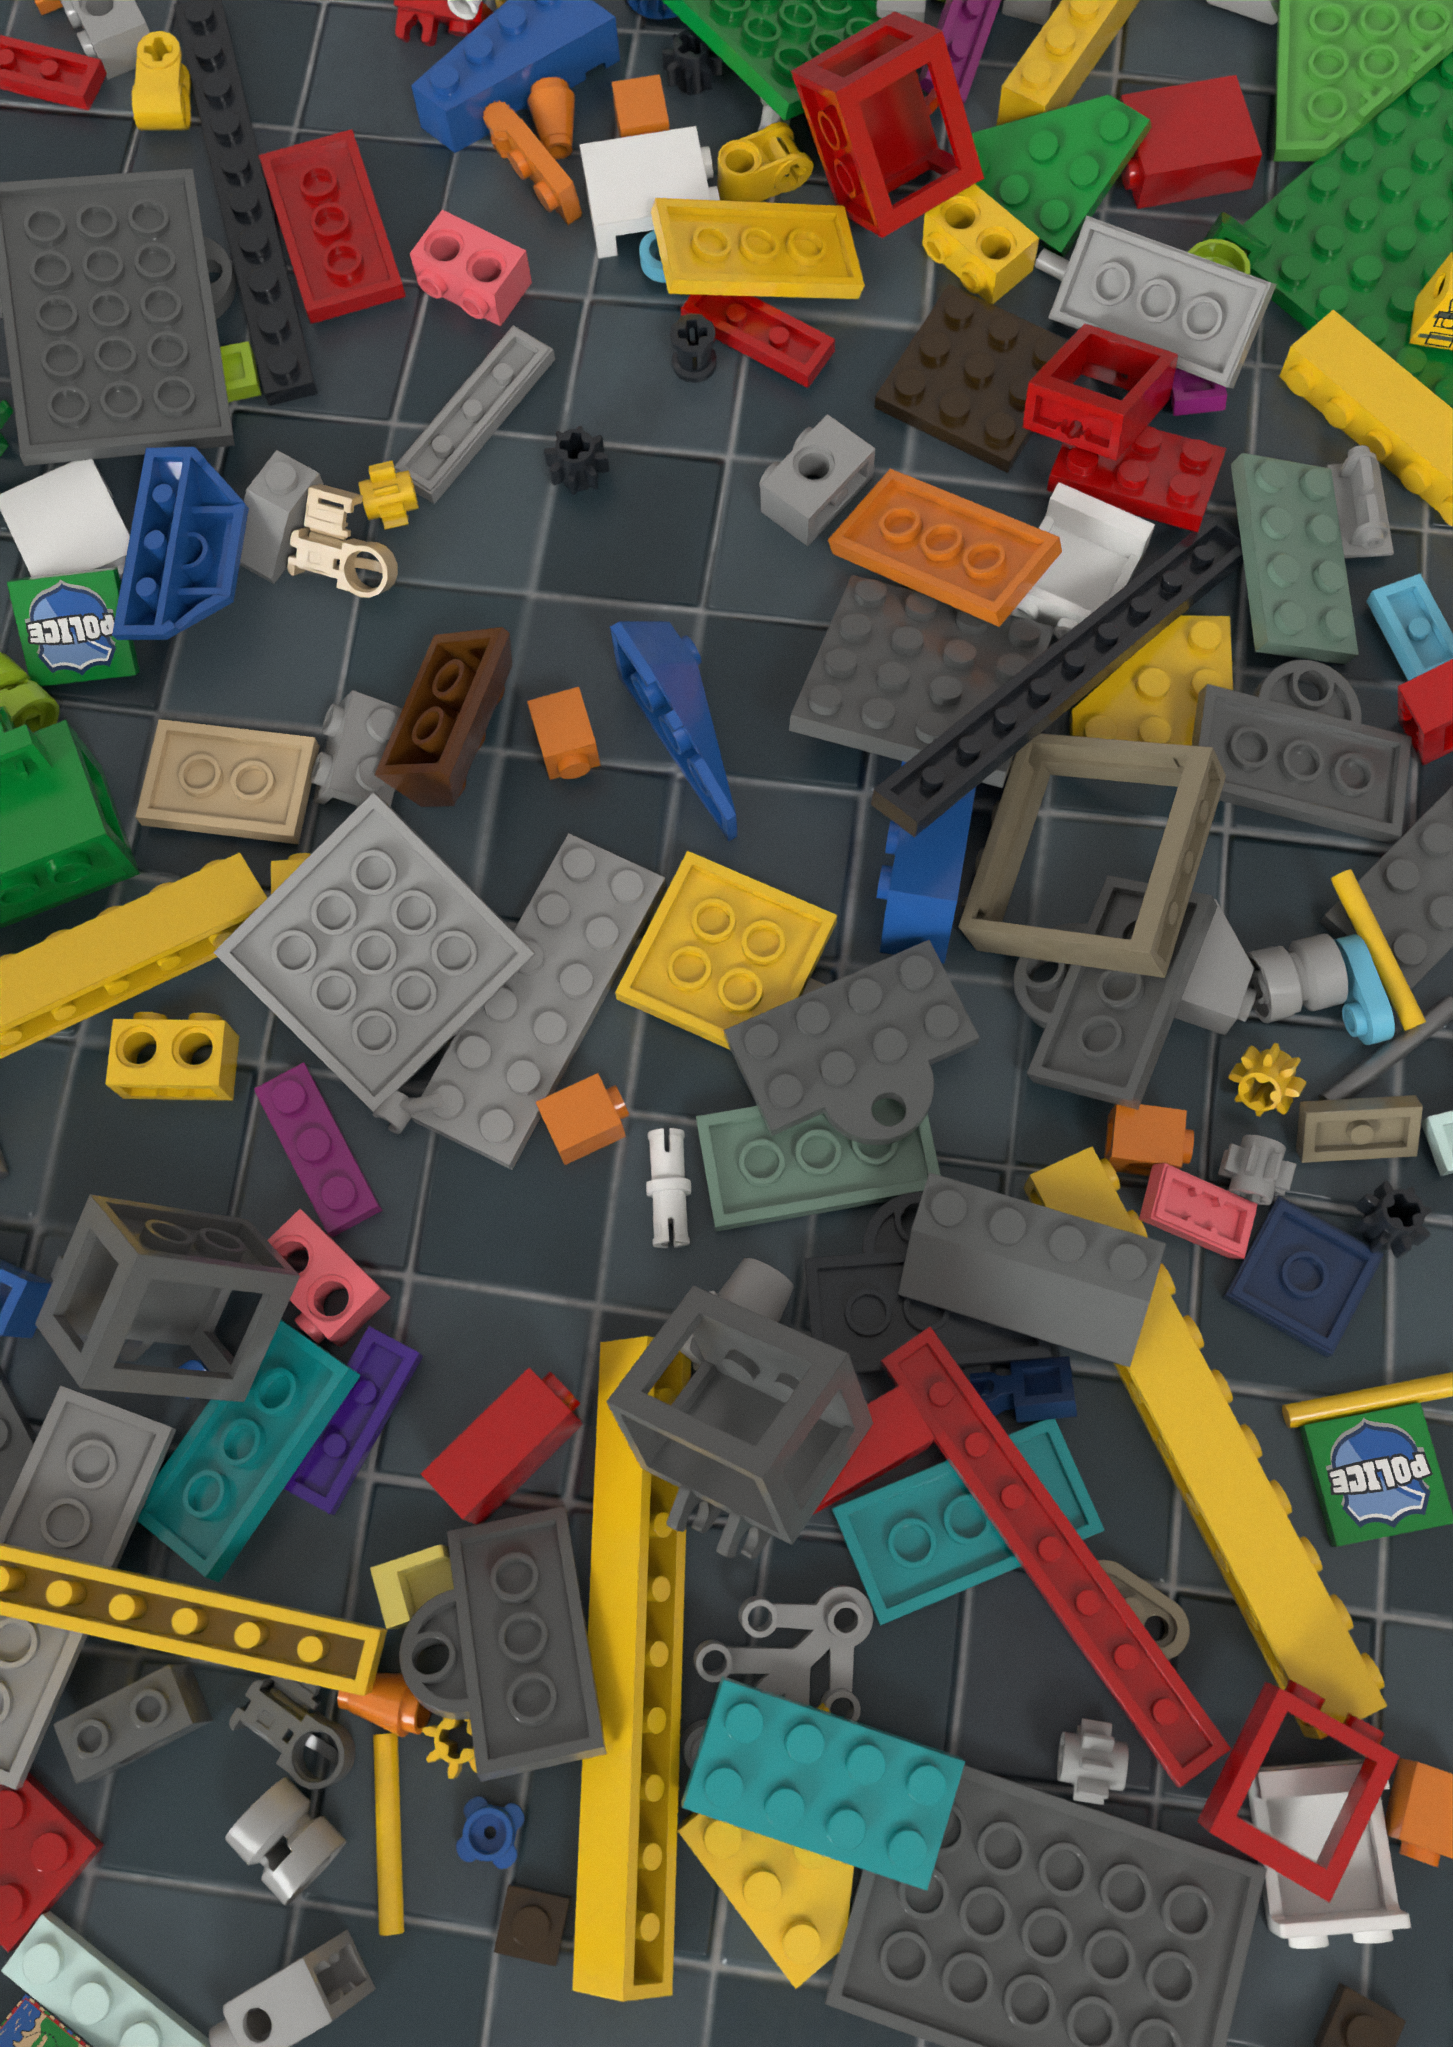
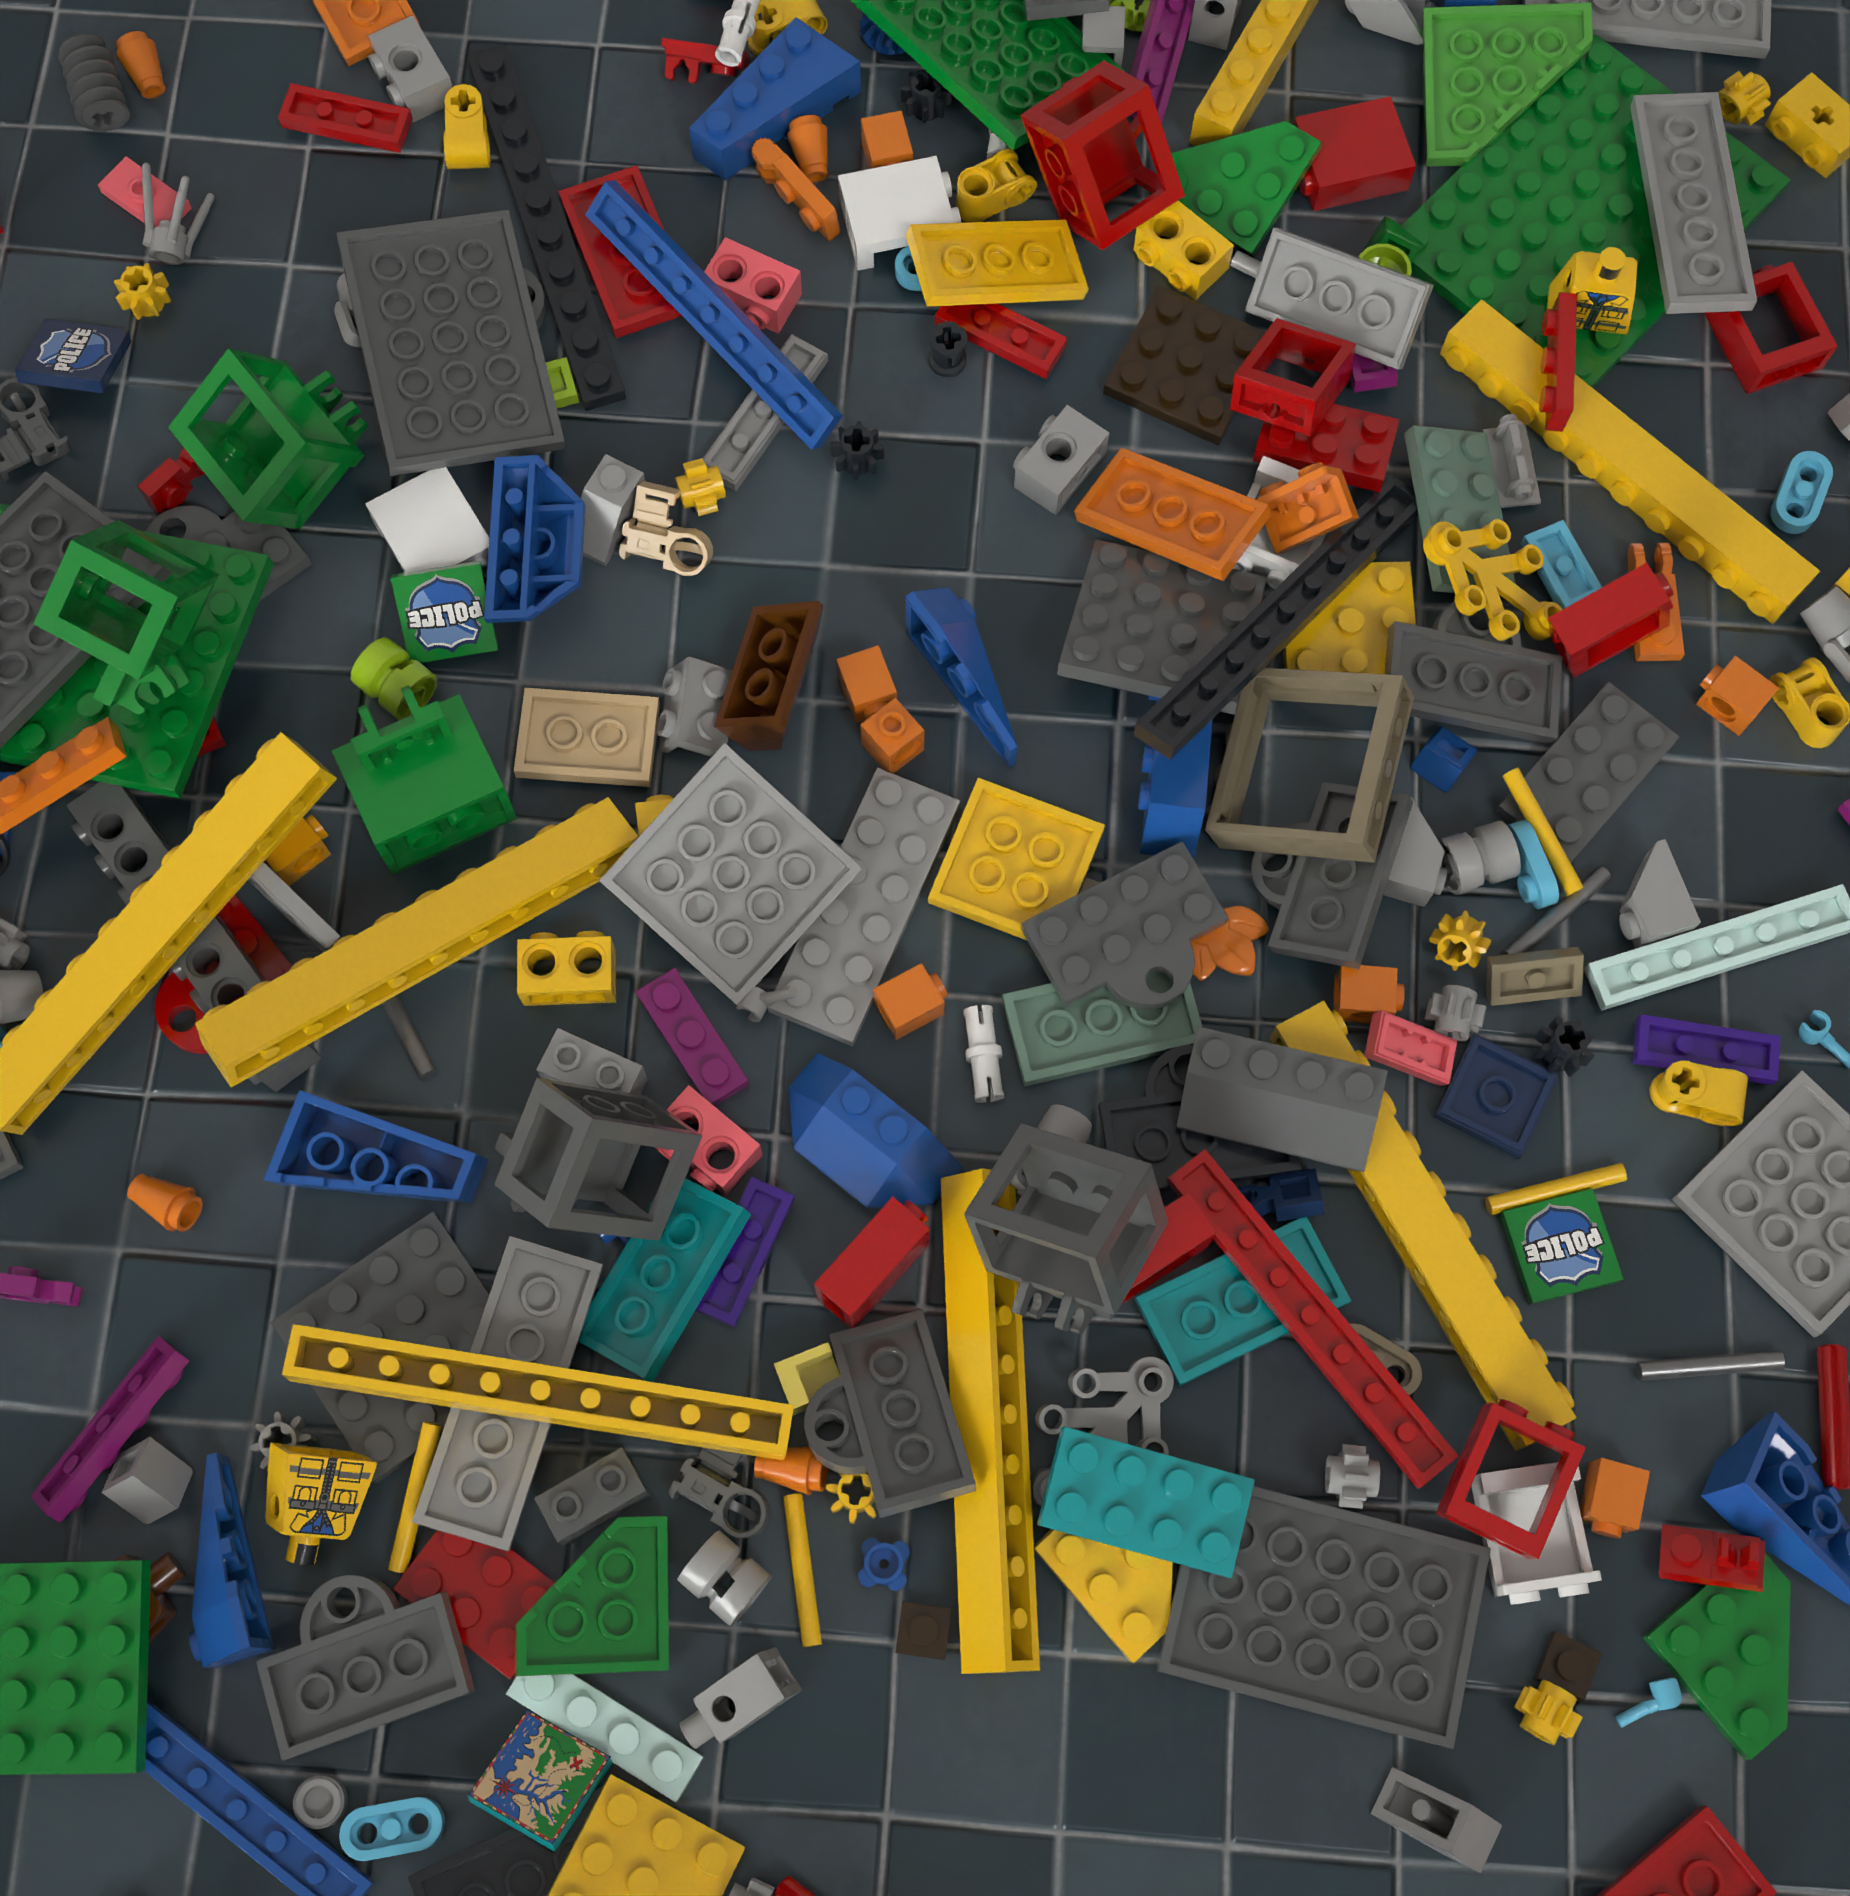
camera: 10 degrees left, 0 degrees up
(132, 1872) = (604, 1609): none -> green plate
(184, 1181) = (586, 1064): none -> light grey brick
(421, 298) = (713, 315): none -> blue plate
(513, 1288) = (864, 1138): none -> blue wedge
(588, 796) = (892, 736): none -> orange brick
(980, 1070) = (1230, 945): none -> orange plate
(1108, 543) = (1307, 506): none -> orange bracket
(1258, 855) = (1443, 759): none -> blue slope
(1281, 598) = (1451, 548): none -> yellow plant
(1425, 383) = (1559, 362): none -> red plate

